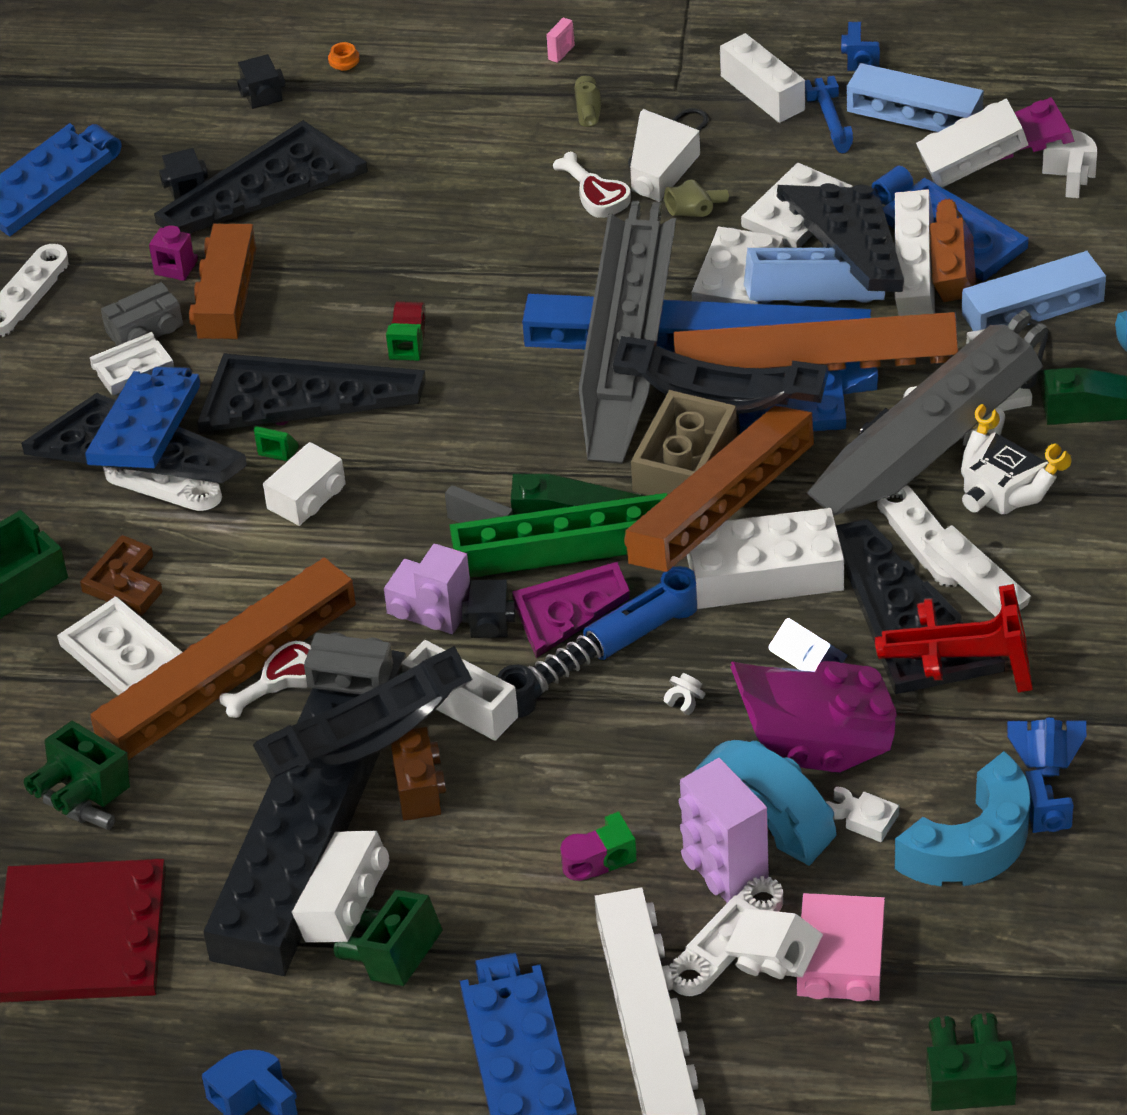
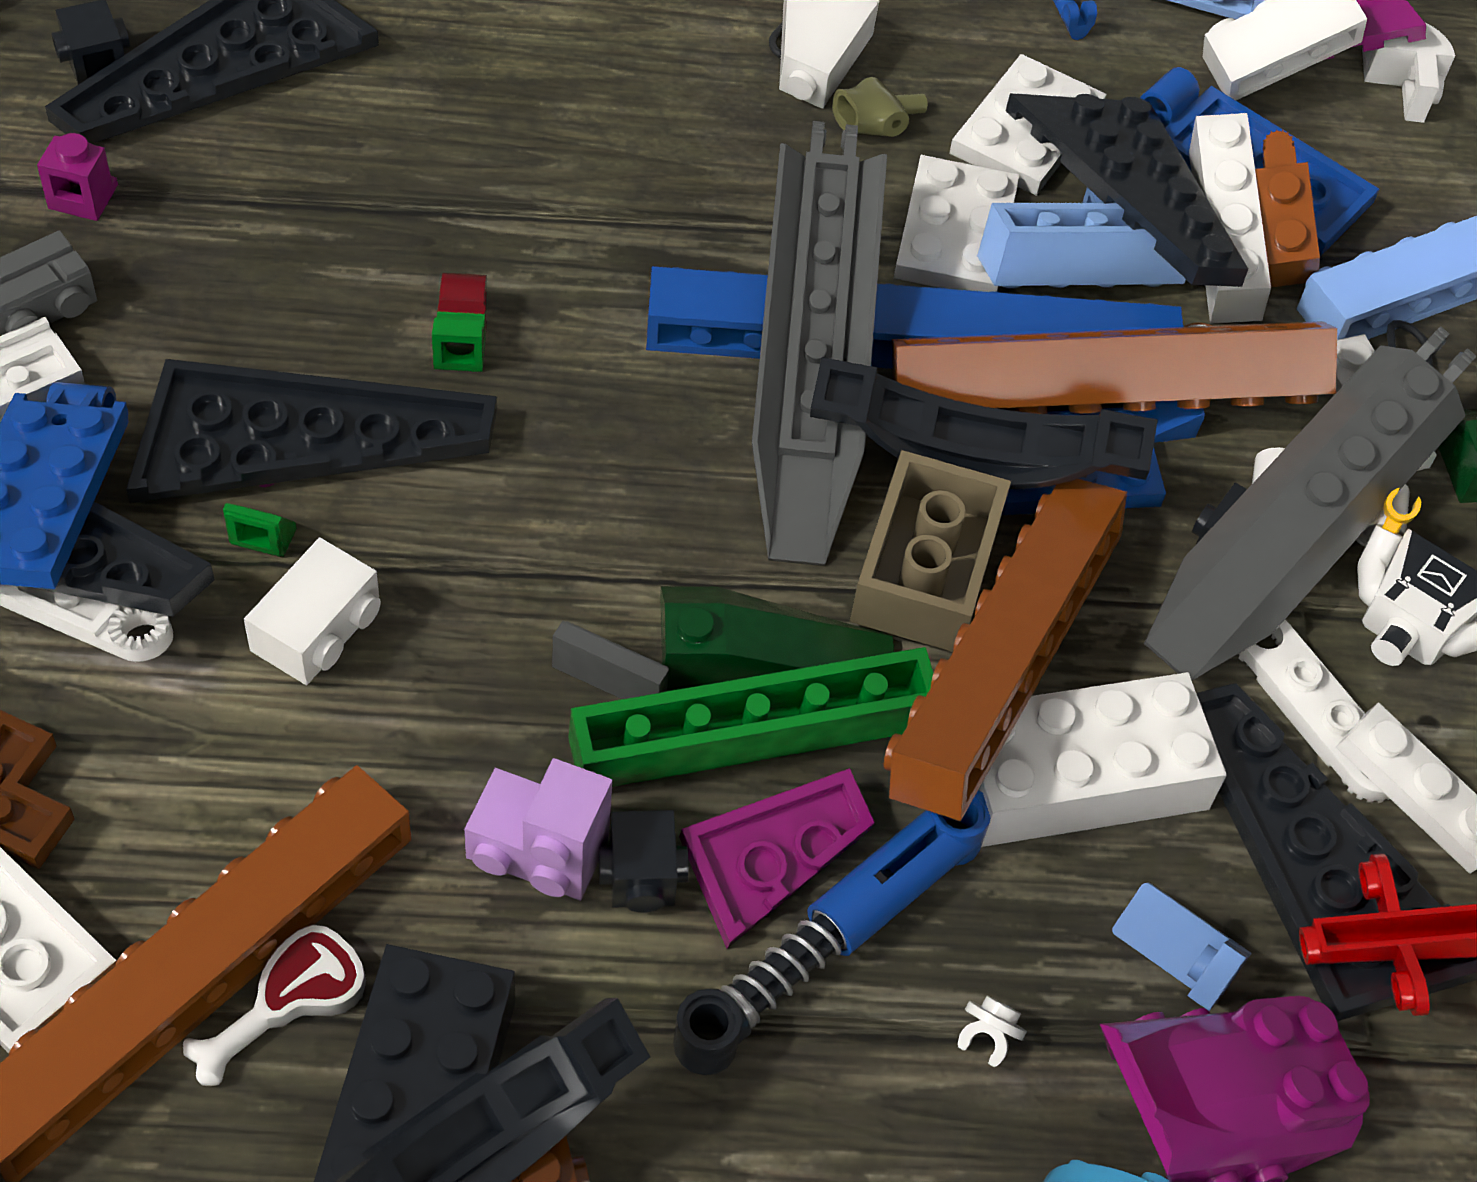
camera: 15 degrees left, 10 degrees up
(224, 281) = (161, 229): dark orange brick -> none
(347, 663) = (421, 1017): dark grey brick -> none
(483, 704) = (661, 1086): white brick -> none
(596, 194) = (732, 96): white piece -> none

